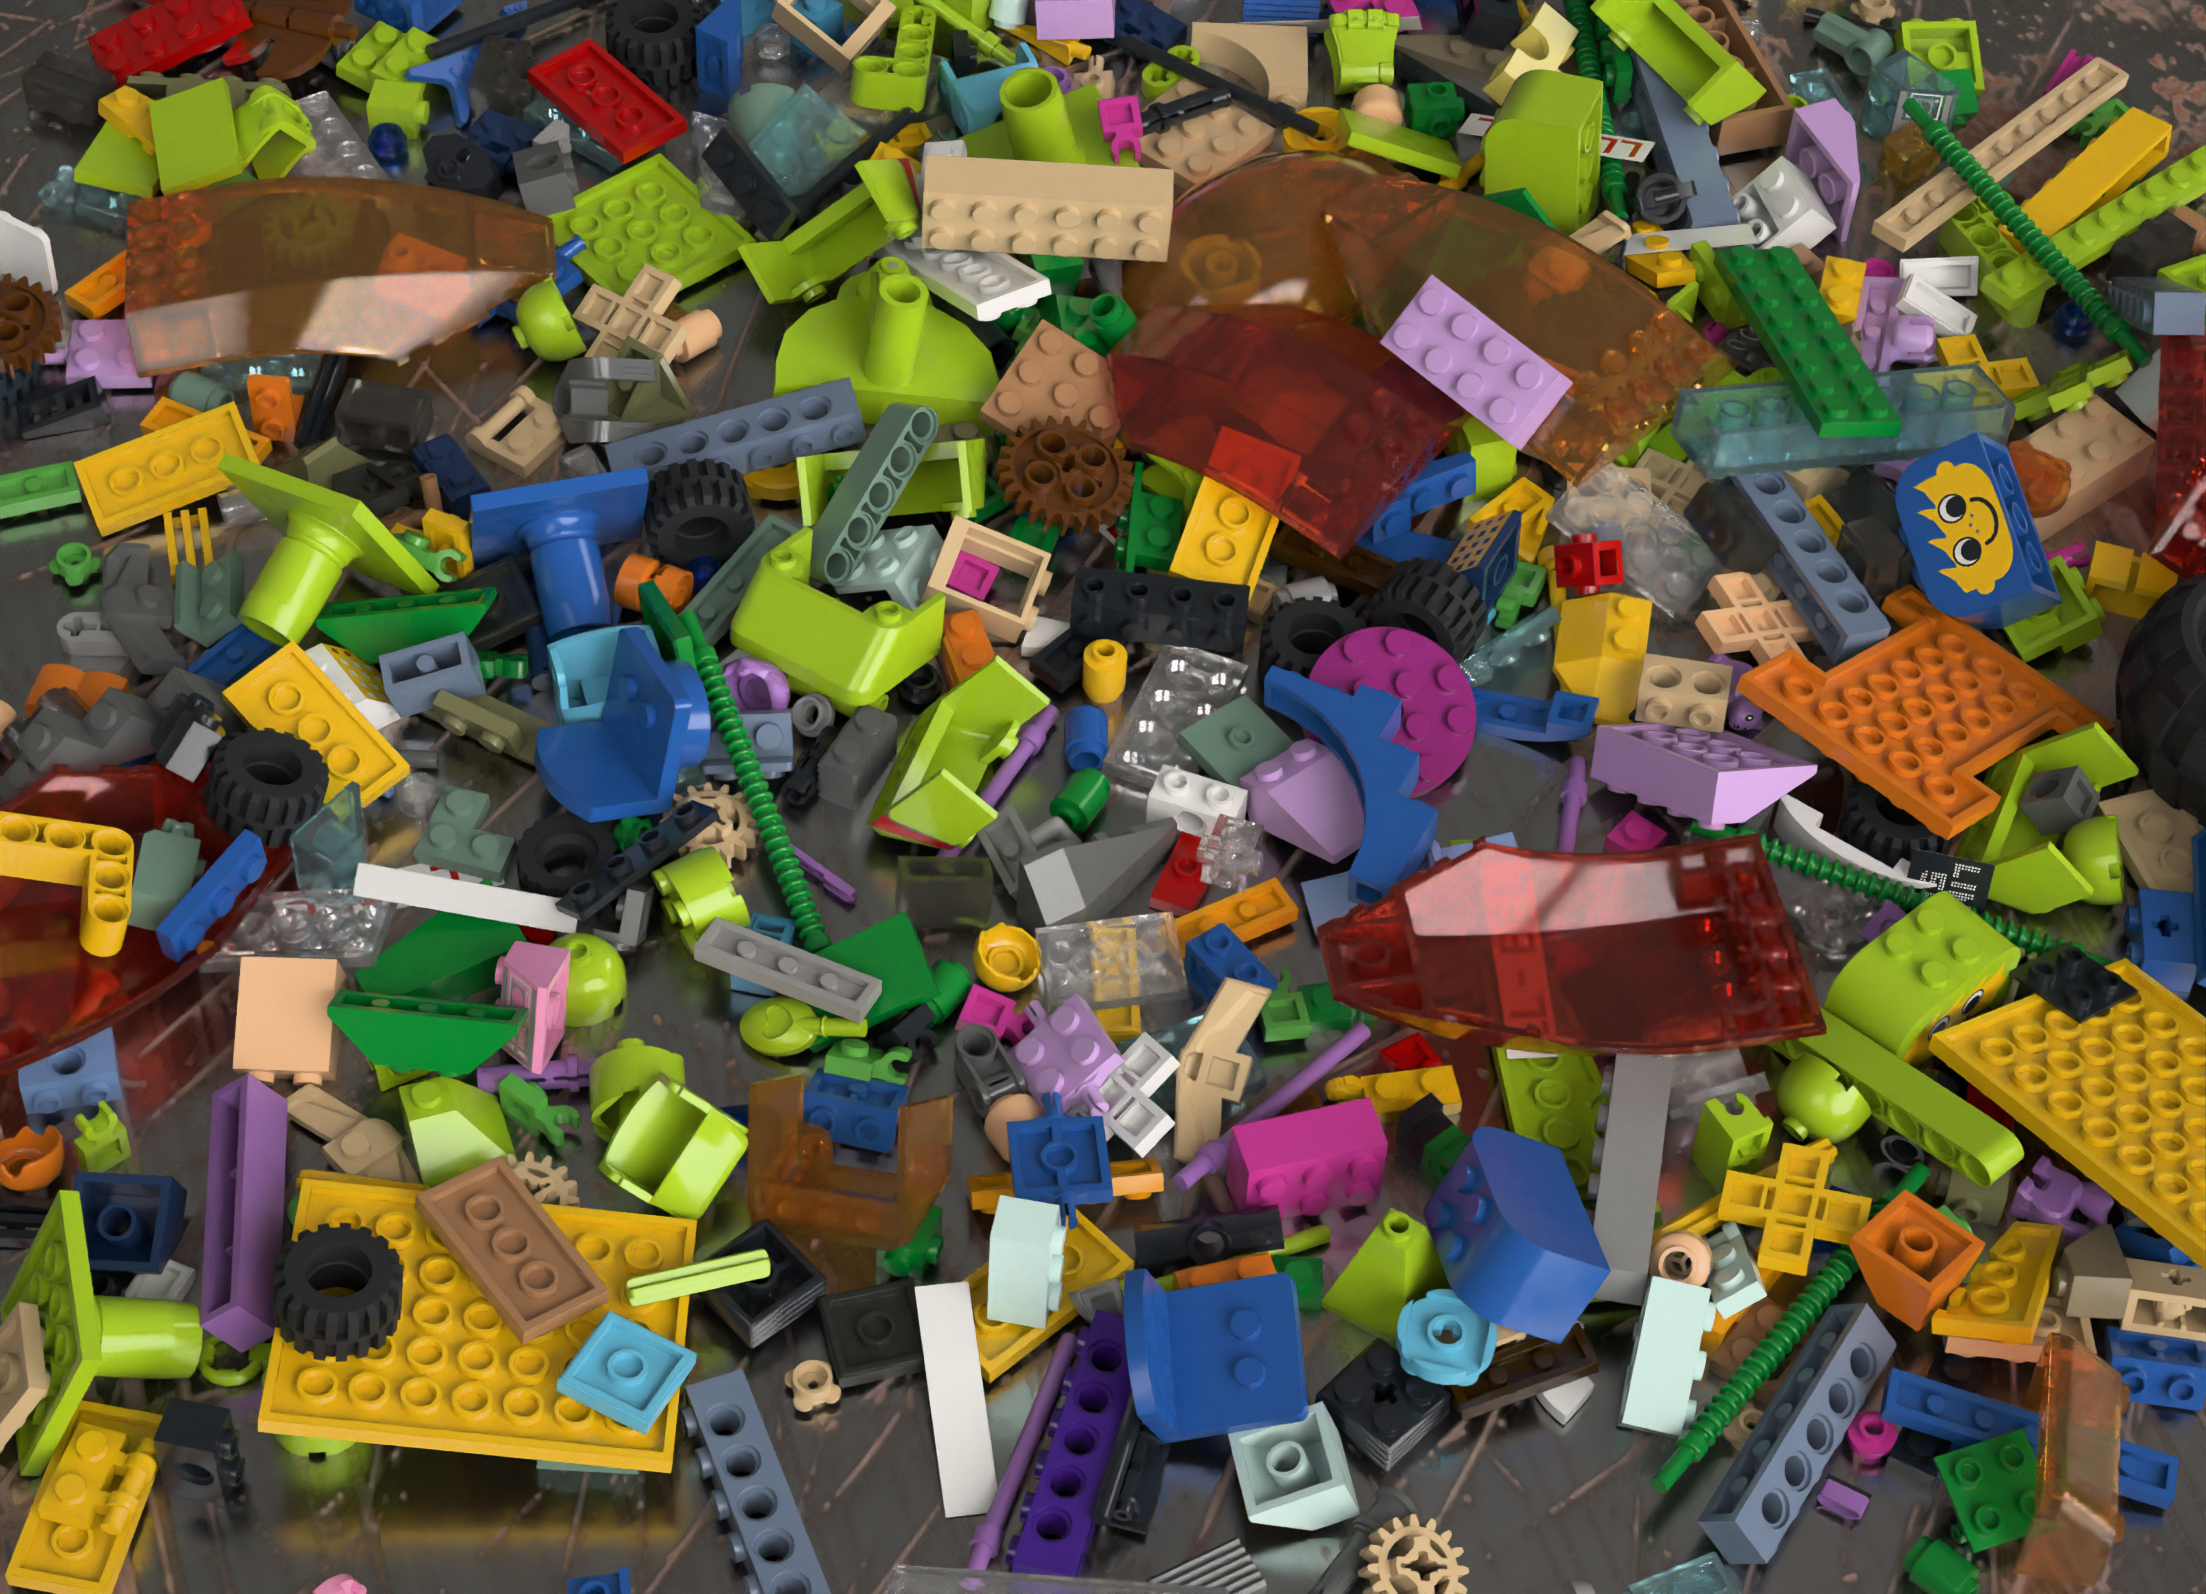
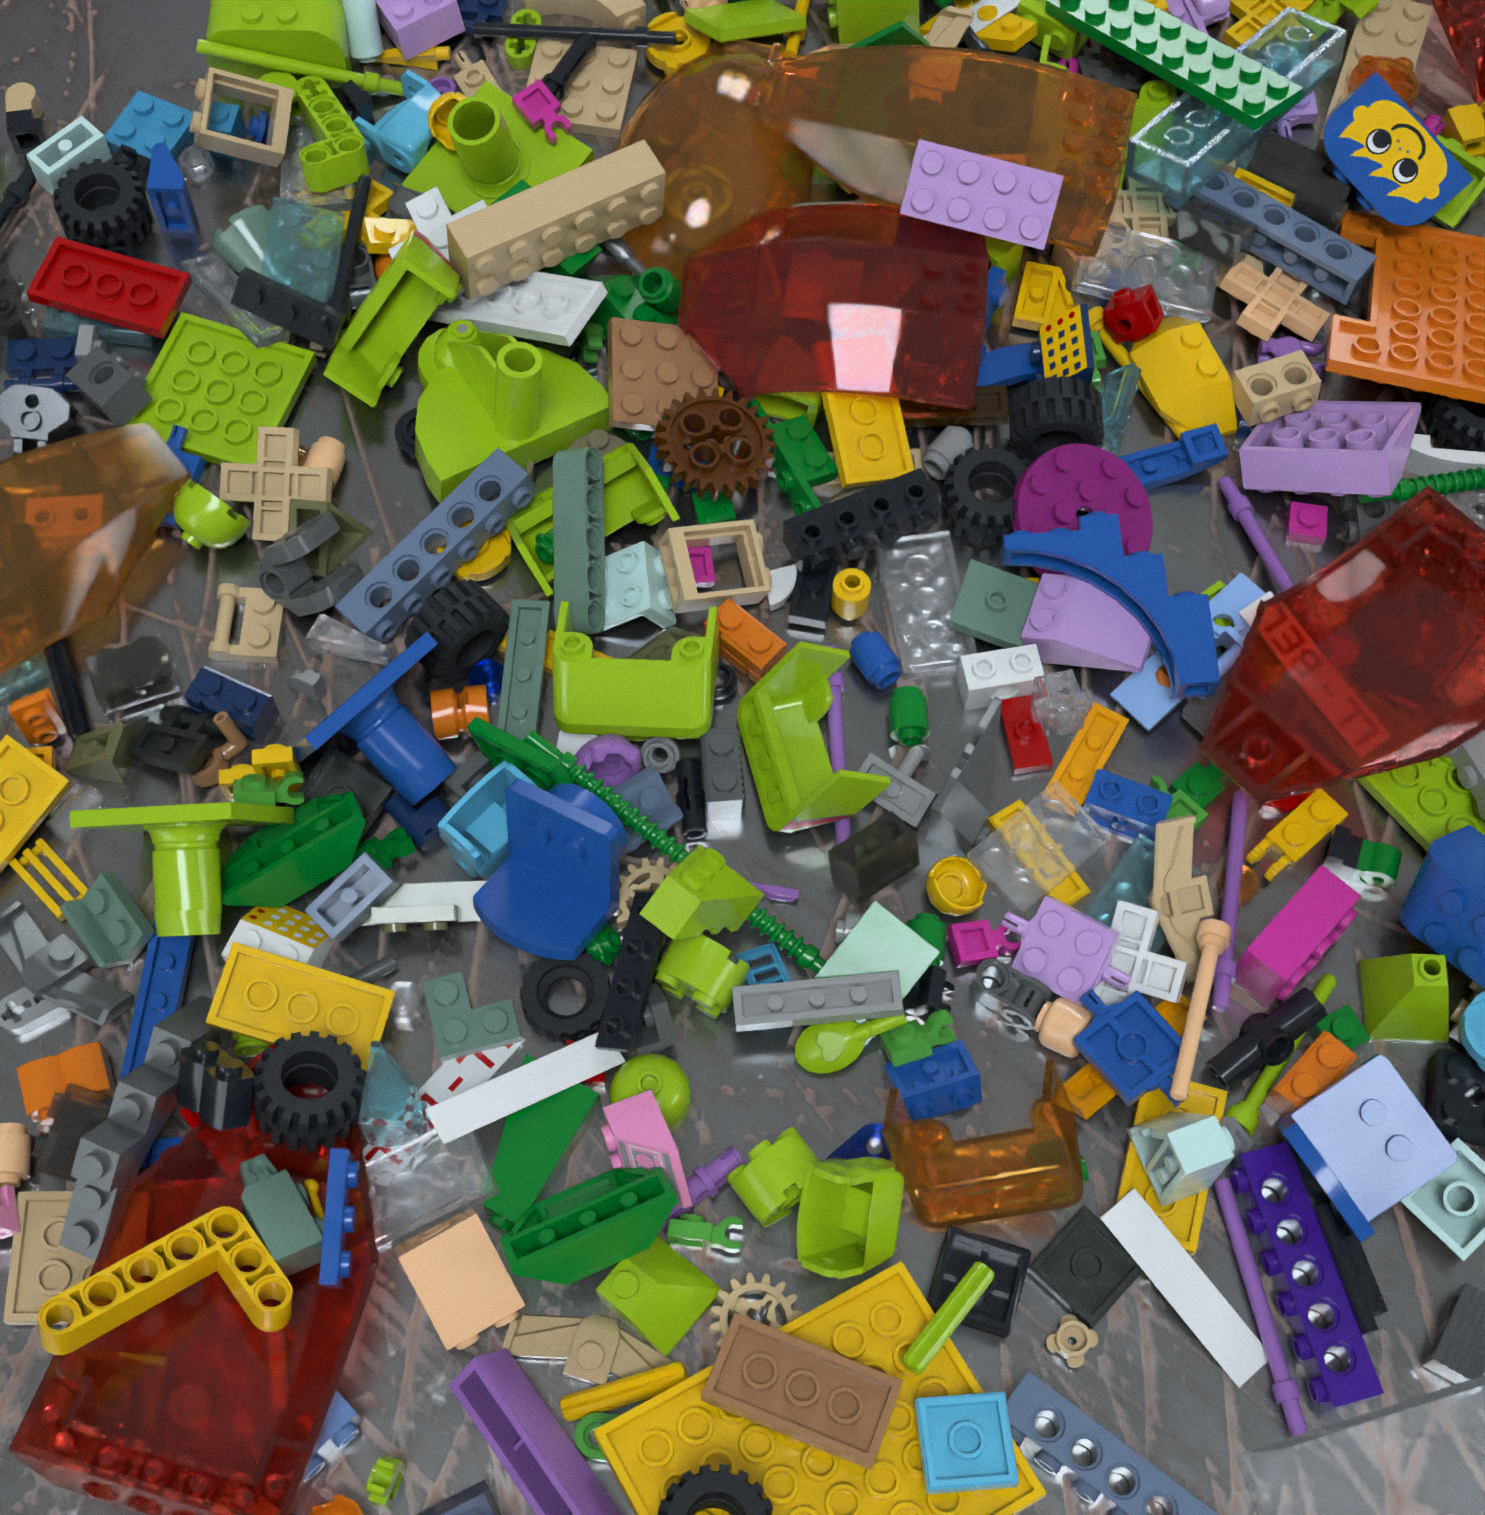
camera: 30 degrees left, 15 degrees up
(738, 812) = (701, 897): none -> lime wedge
(1214, 1118) = (1213, 939): none -> light nougat piece

